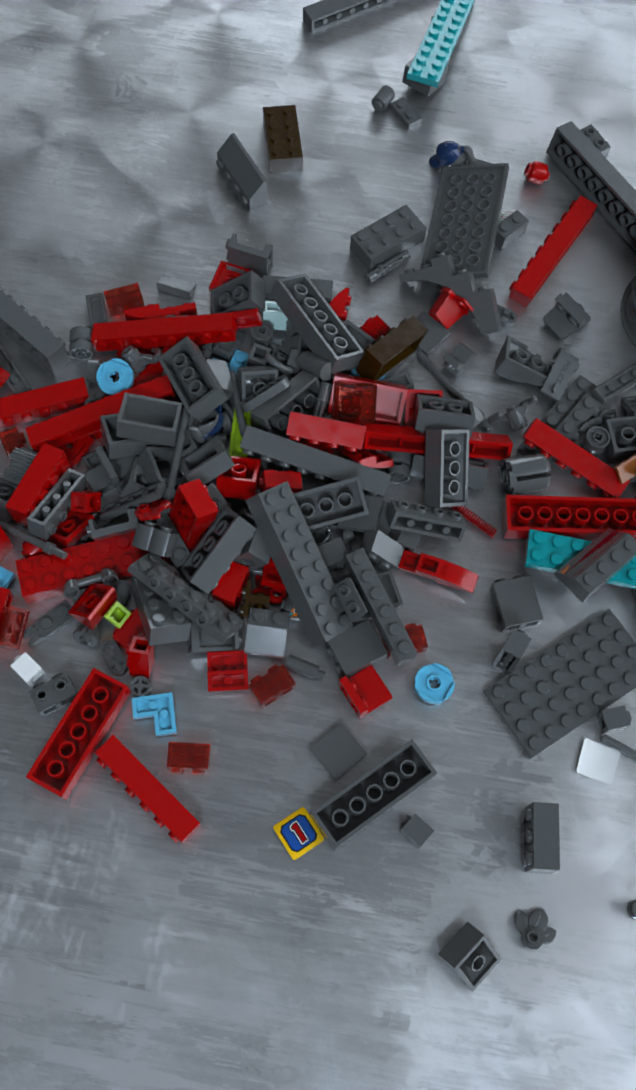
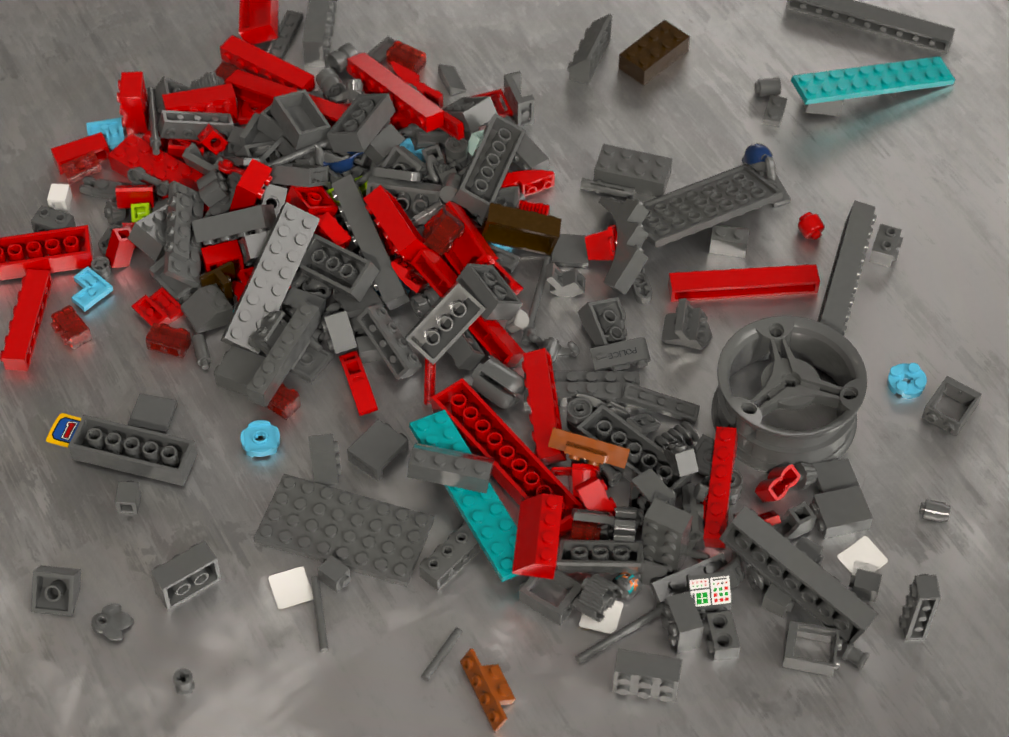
camera: 55 degrees right, 15 degrees down
(110, 368) = (325, 80): medium azure plate -> none
(364, 691) = (212, 398): red bracket -> none

